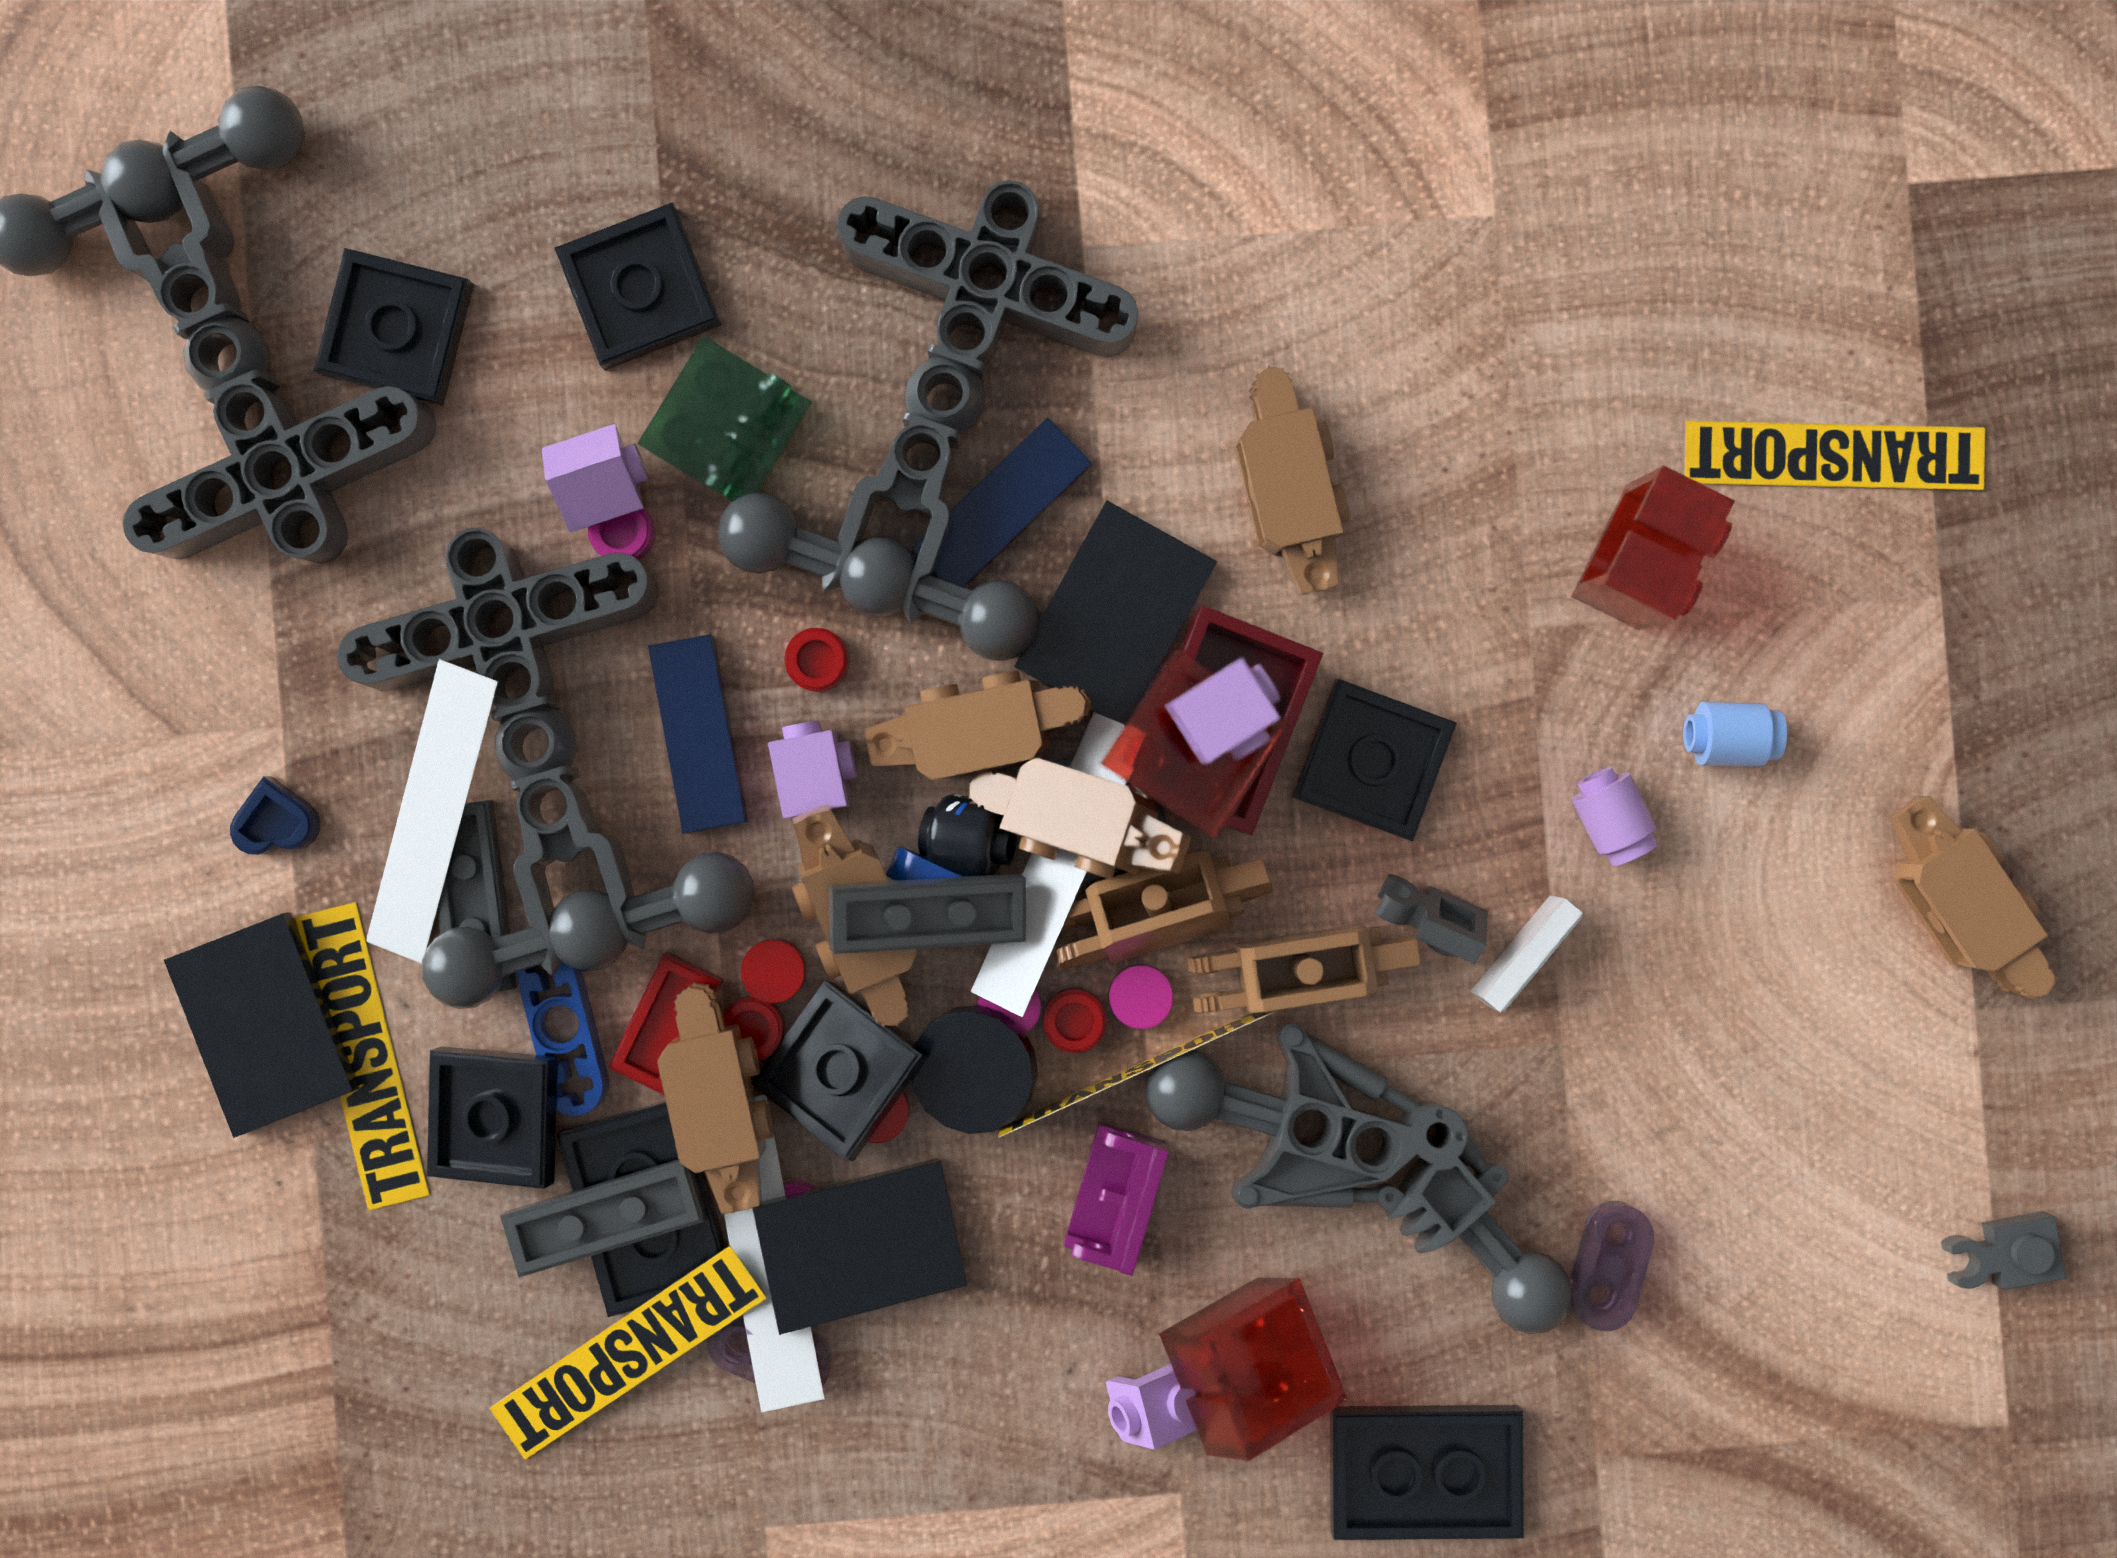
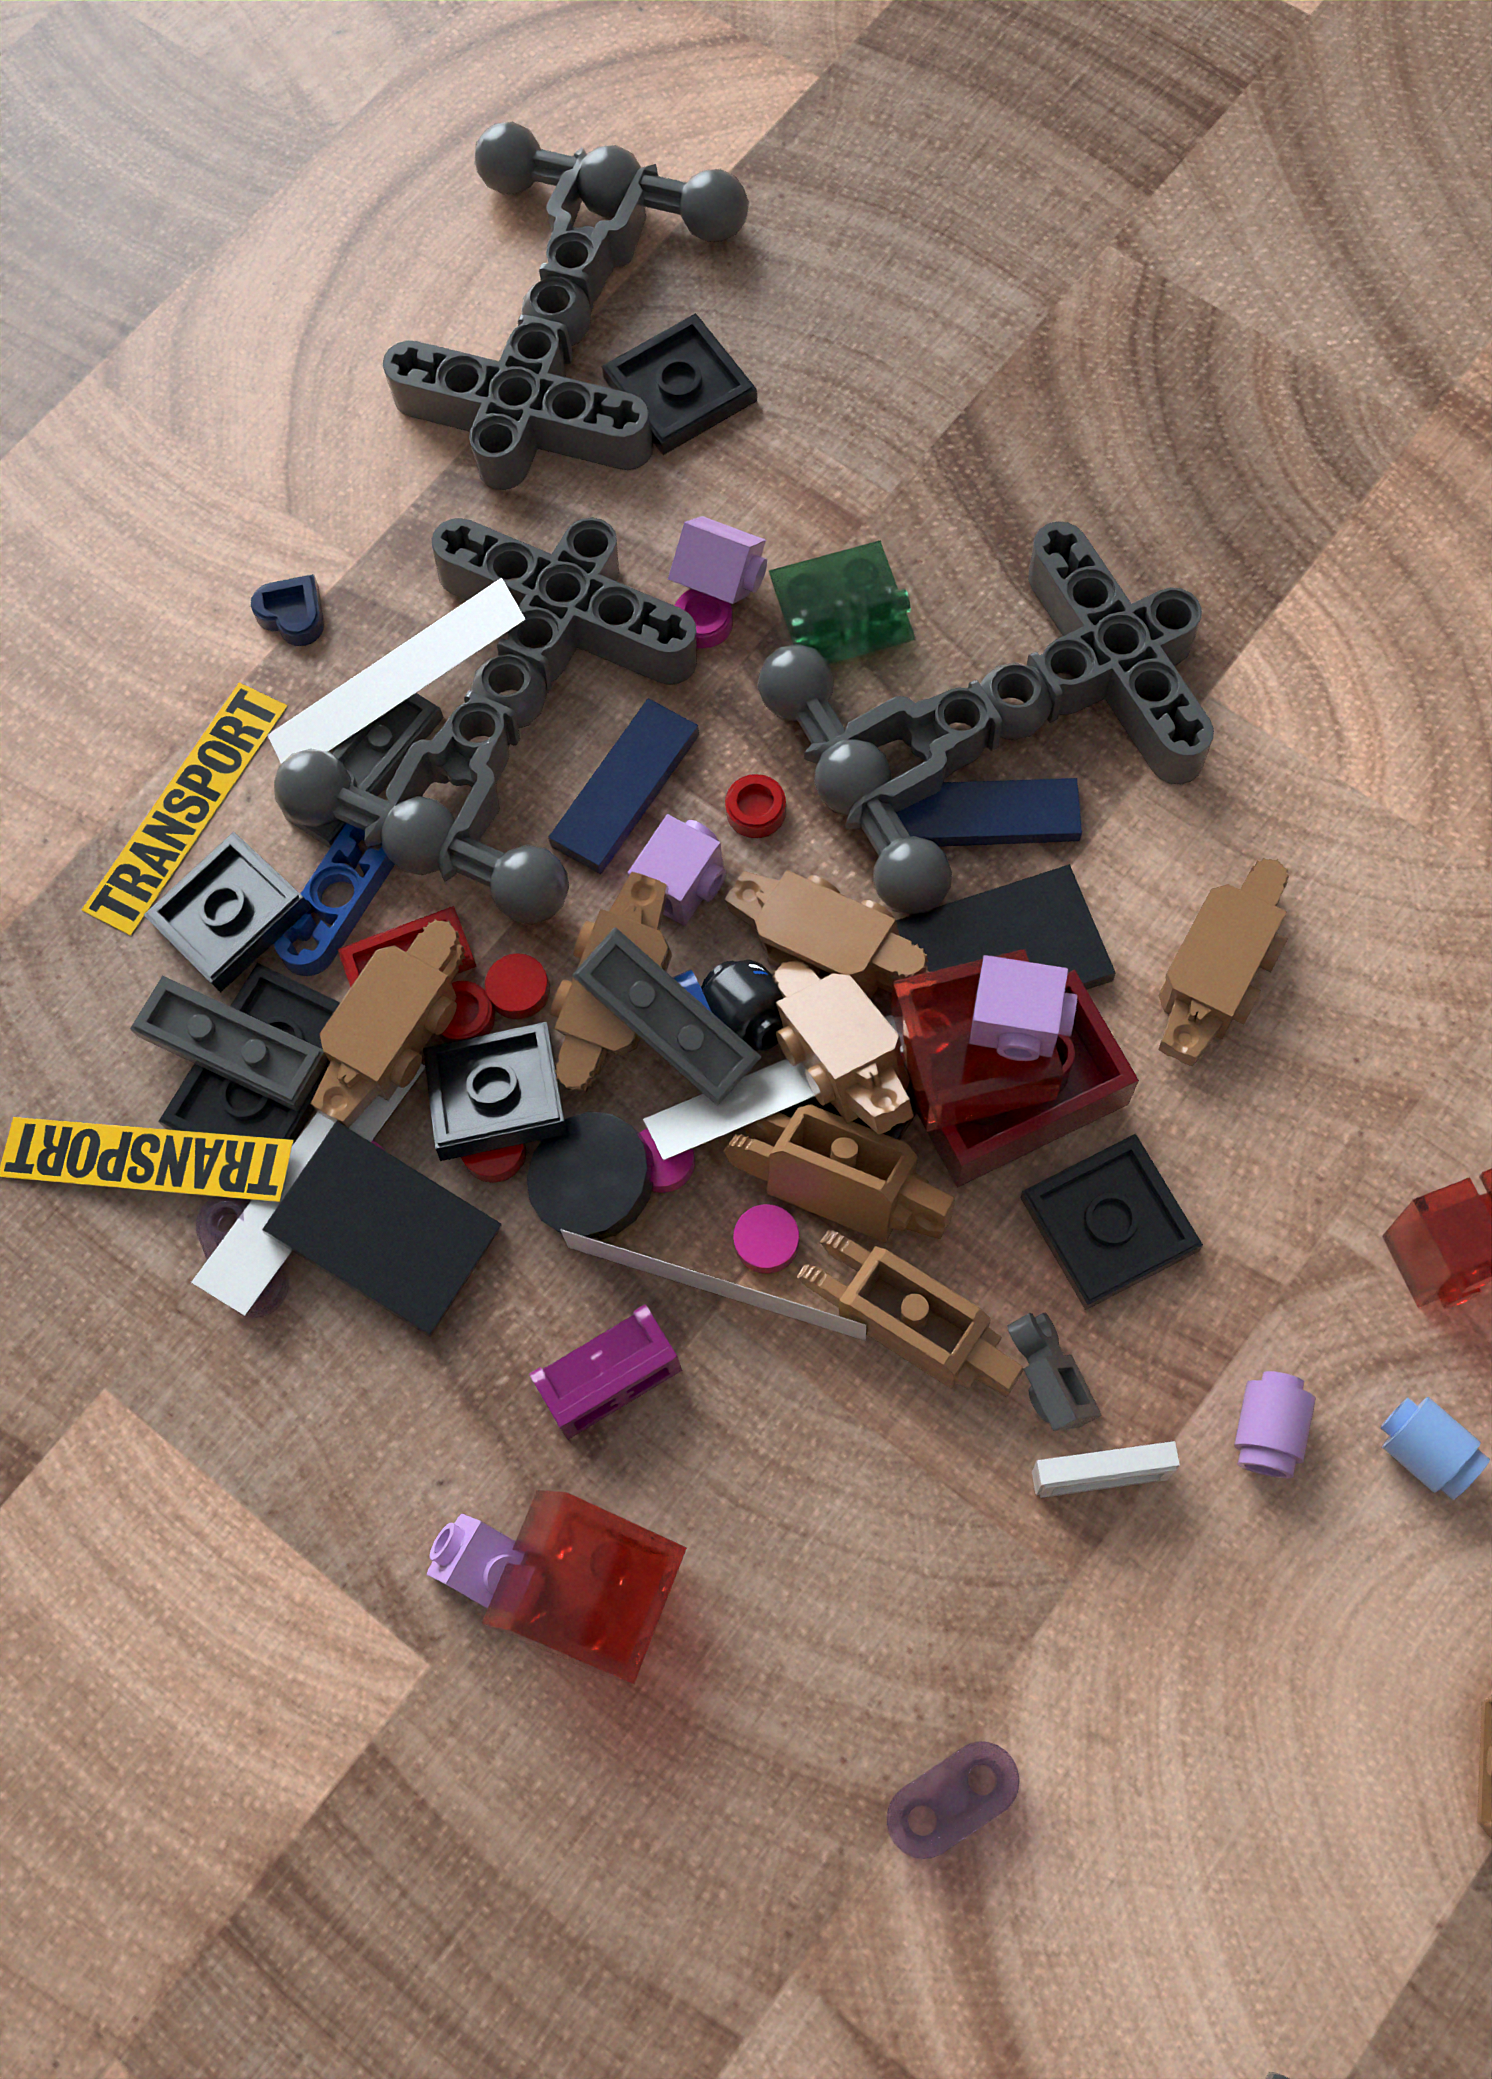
camera: 45 degrees right, 20 degrees down
(261, 1024) = (145, 727): black tile -> none
(638, 286) = (865, 480): black tile -> none
(1074, 1020) = (699, 1213): red tile -> none
(1426, 1472) = (641, 1839): black tile -> none
(1435, 1196) = (857, 1601): dark grey piece -> none

